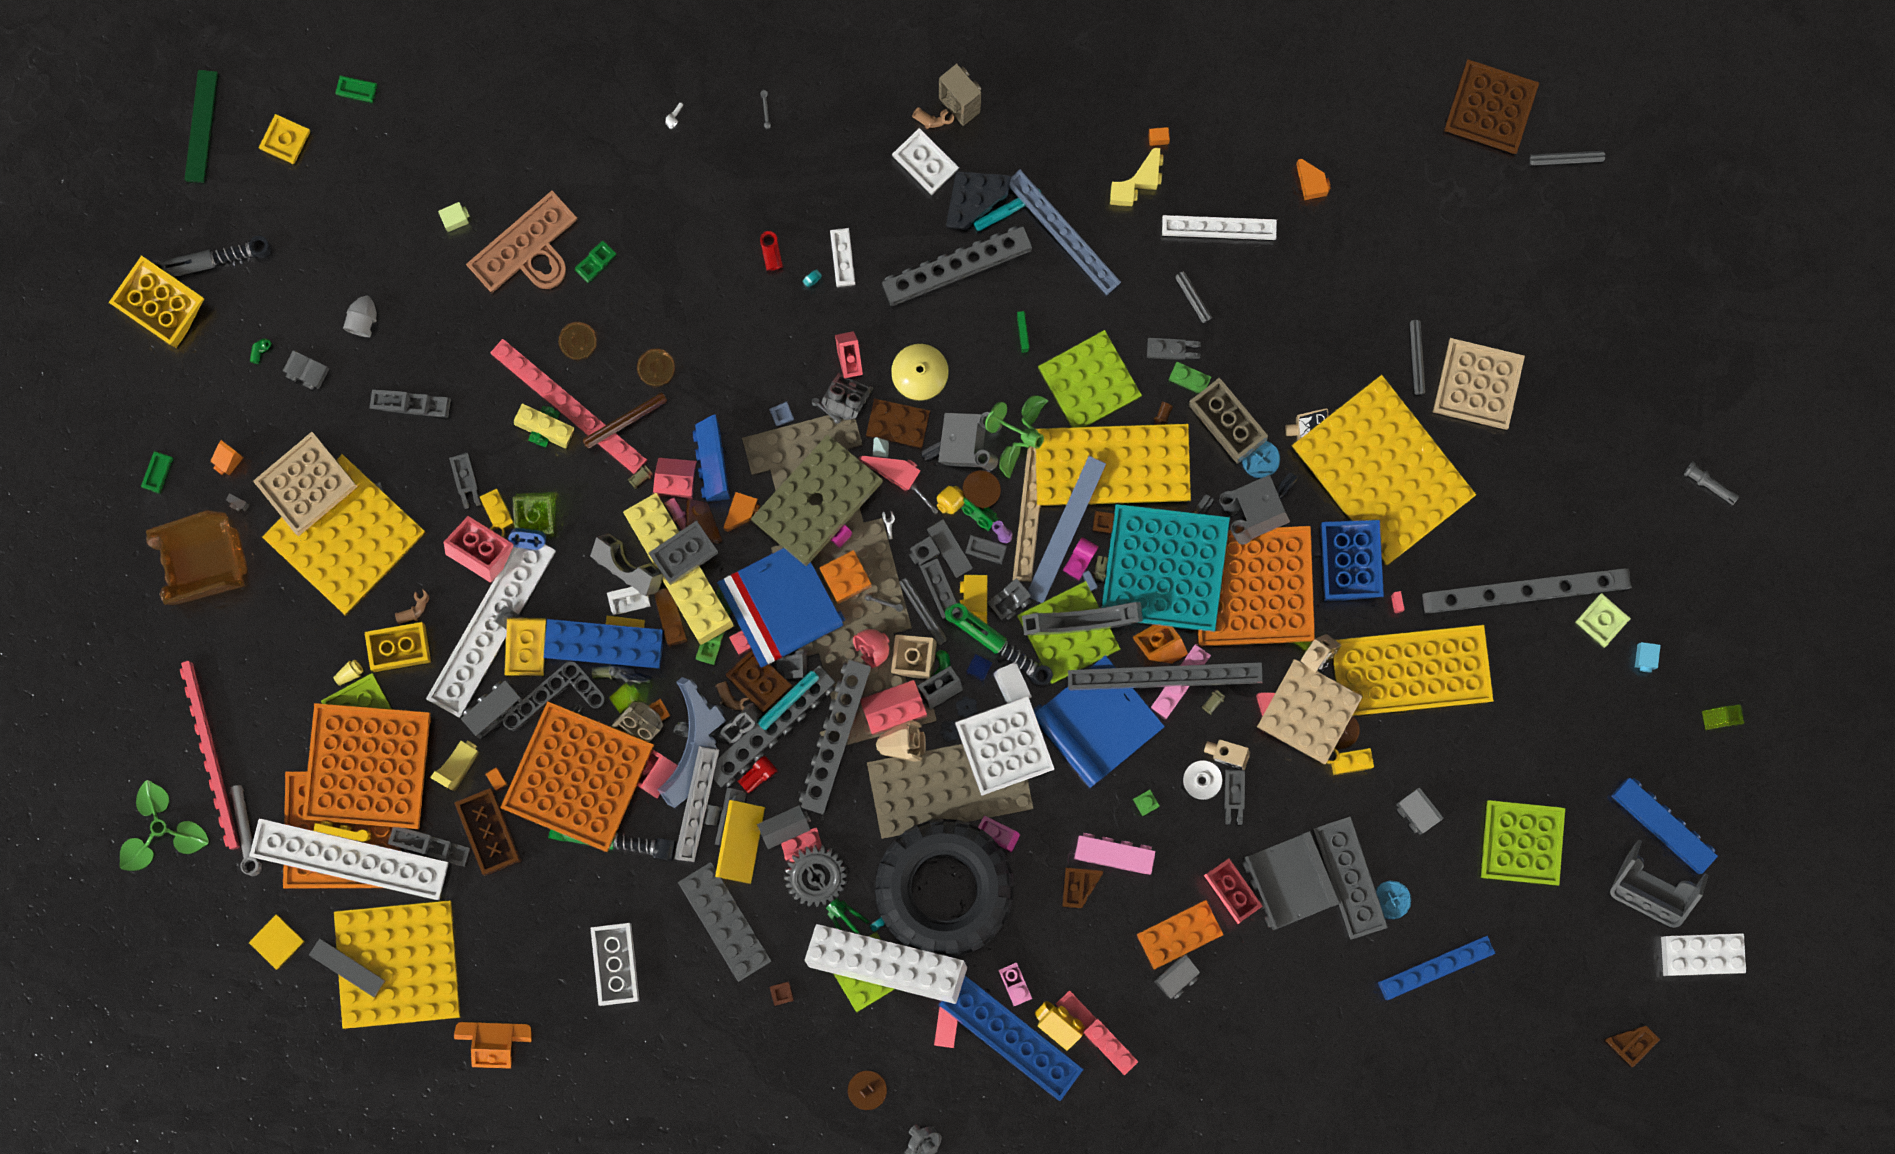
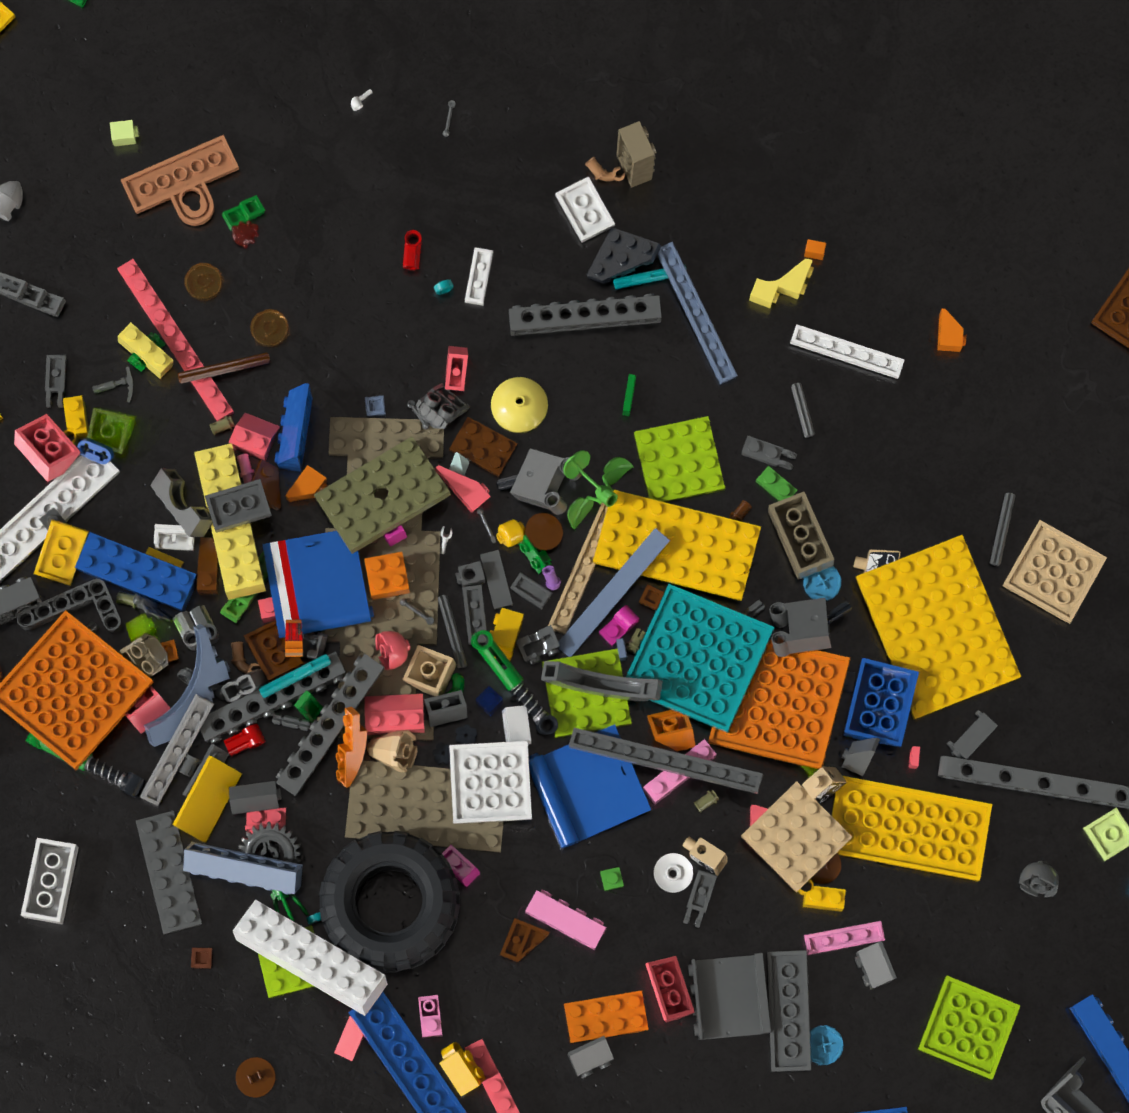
camera: 15 degrees right, 5 degrees down
(520, 468) = (112, 384): none -> dark grey piece
(603, 281) = (244, 233): none -> clear red piece
(667, 684) = (185, 627): none -> light grey piece
(680, 669) = (201, 616): none -> dark grey piece
(776, 665) = (293, 638): none -> leg
(795, 897) = (242, 868): none -> brick
(798, 743) = (290, 721): none -> dark grey axle
(809, 725) = (308, 706): none -> green tile
(865, 753) = (352, 751): none -> orange slope
(1346, 616) = (859, 755): none -> dark grey slope
(1381, 793) = (844, 938): none -> bright pink tile
(1447, 566) = (973, 736): none -> dark grey brick
(1549, 682) = (1039, 878): none -> dark grey cylinder

